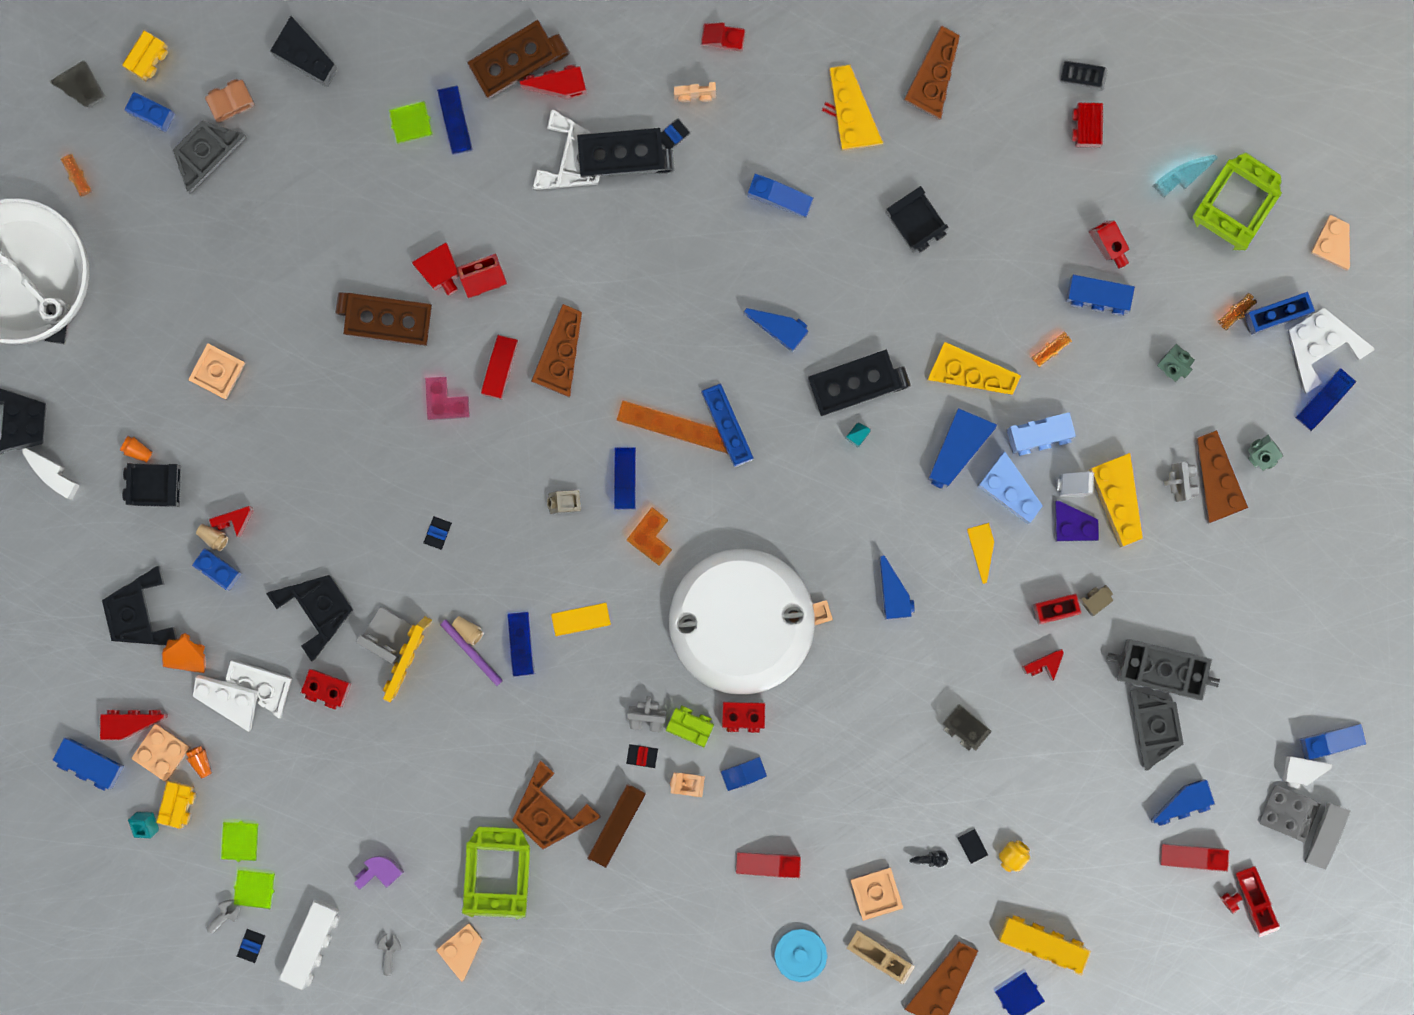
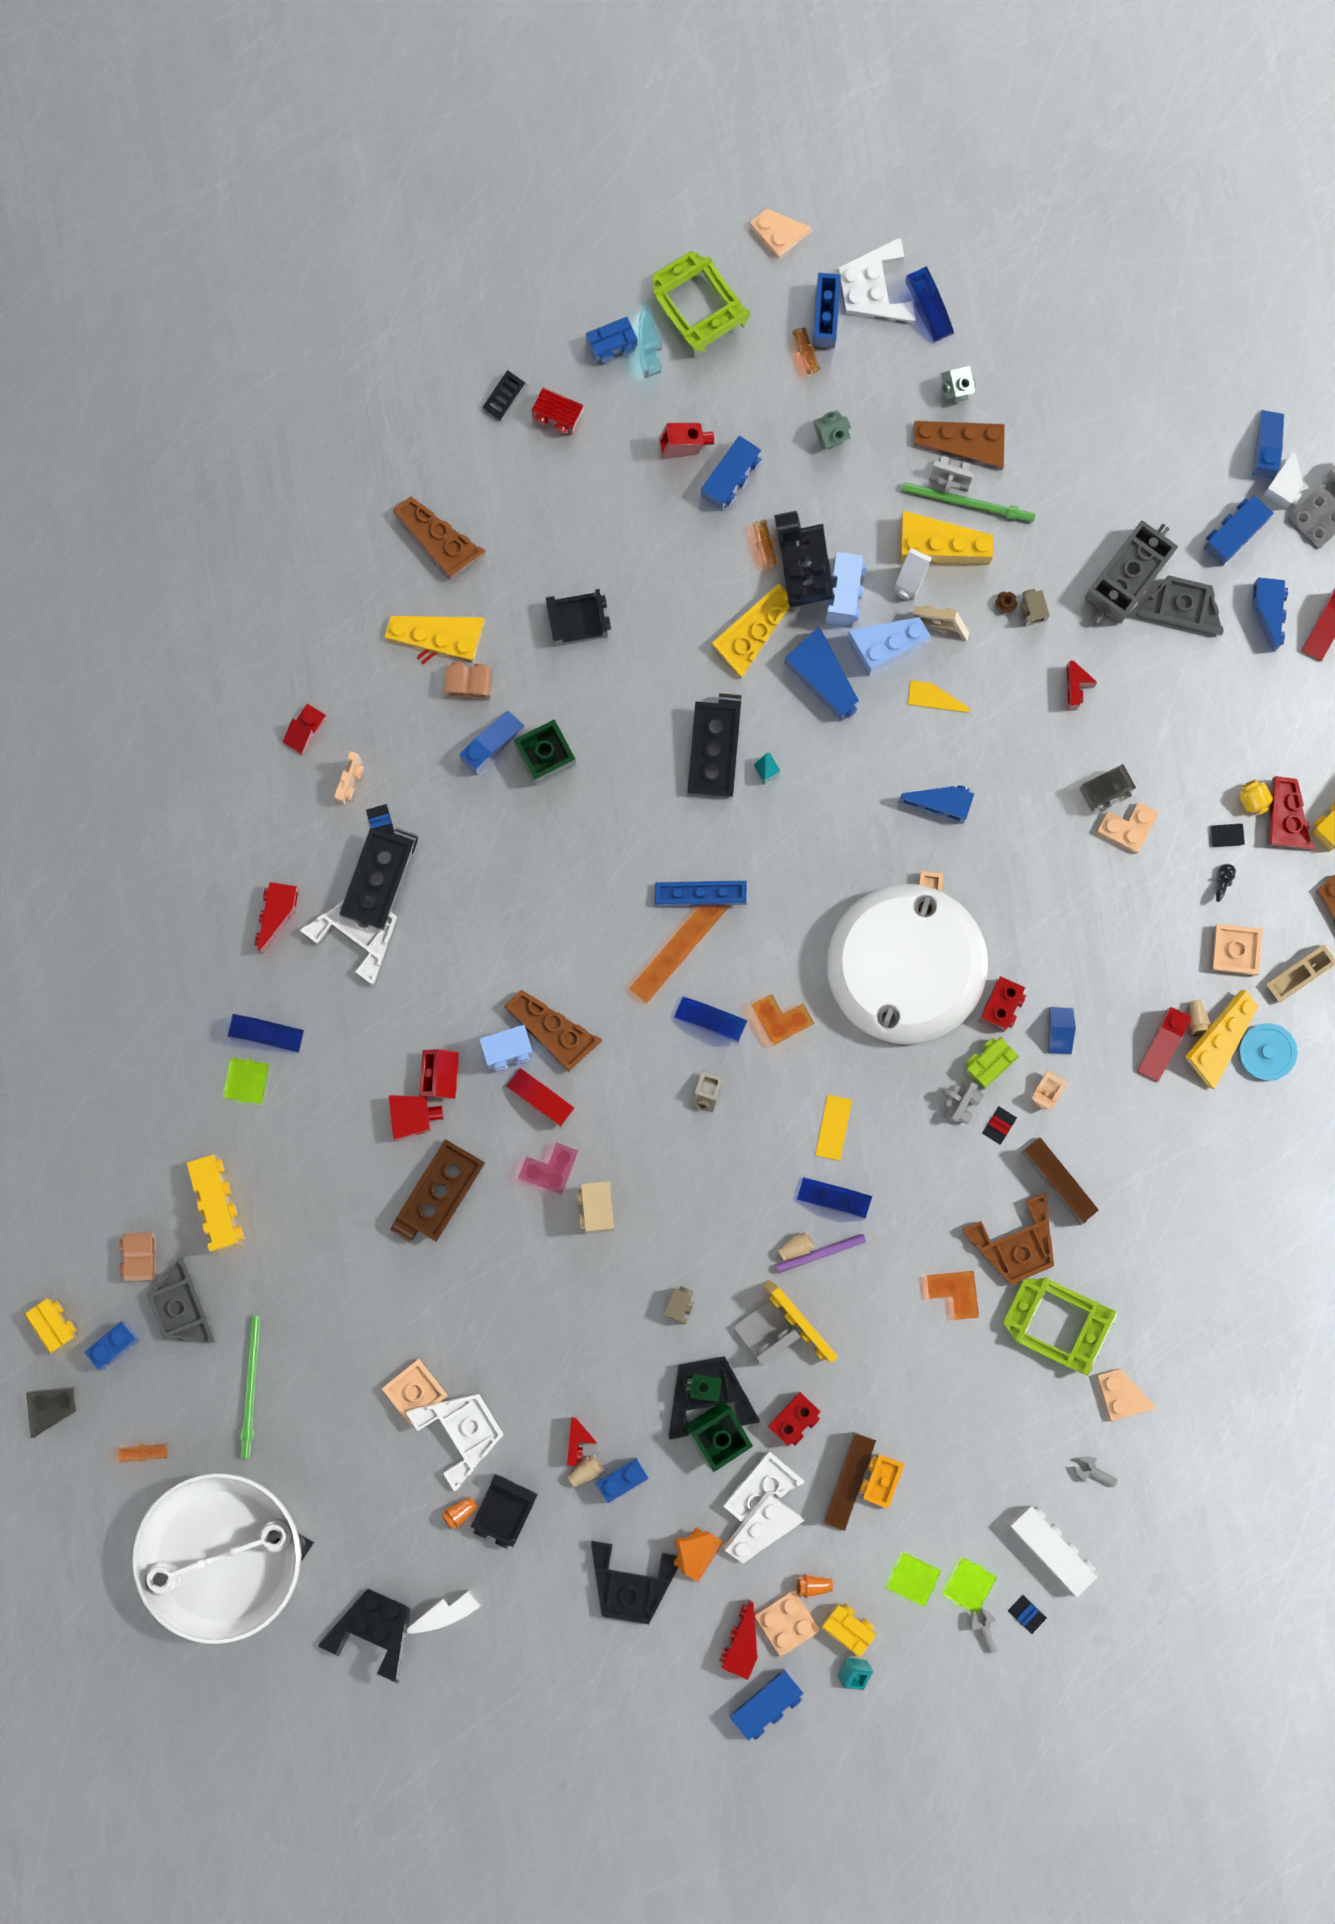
camera: 75 degrees left, 5 degrees down
(127, 251) = (247, 1433): none -> bright green bar
(208, 425) = (469, 1427): none -> white wing
(284, 631) = (718, 1436): none -> dark green brick
(295, 754) = (849, 1481): none -> reddish brown panel
(298, 142) = (215, 1204): none -> yellow wedge
(302, 53) = (125, 1159): black wedge -> none
(308, 781) = (882, 1480): none -> light orange bracket
(318, 603) = (704, 1387): none -> dark green brick
(378, 554) = (679, 1304): none -> dark tan brick
(382, 867) = (1002, 1441): medium lavender brick -> none
(427, 452) = (596, 1207): none -> tan brick
(437, 533) = (682, 1236): black piece -> none
(493, 778) = (958, 1286): none -> clear orange plate
(527, 321) = (507, 1048): none -> light blue brick
(547, 52) = (239, 908): reddish brown hinge -> none
(782, 328) = (627, 797): blue slope -> none
(789, 243) = (545, 752): none -> dark green brick
(792, 911) = (1220, 1041): none -> yellow wing
(801, 886) = (1199, 1022): none -> tan cone
(822, 153) = (468, 681): none -> nougat brick
(937, 762) = (1129, 833): none -> light nougat plate
(1010, 890) = (1287, 817): none -> red wing
(1050, 526) = (942, 620): none -> tan wing
(1057, 609) = (1027, 648): red brick -> none
(1067, 368) = (790, 538): none -> black hinge
(1074, 524) = (950, 593): dark purple wing -> none
(1097, 575) = (1002, 606): none -> reddish brown plate
(1171, 143) = (612, 340): none -> blue brick
(1172, 546) = (1011, 512): none -> bright green bar
(1243, 745) = (1237, 529): none -> blue brick

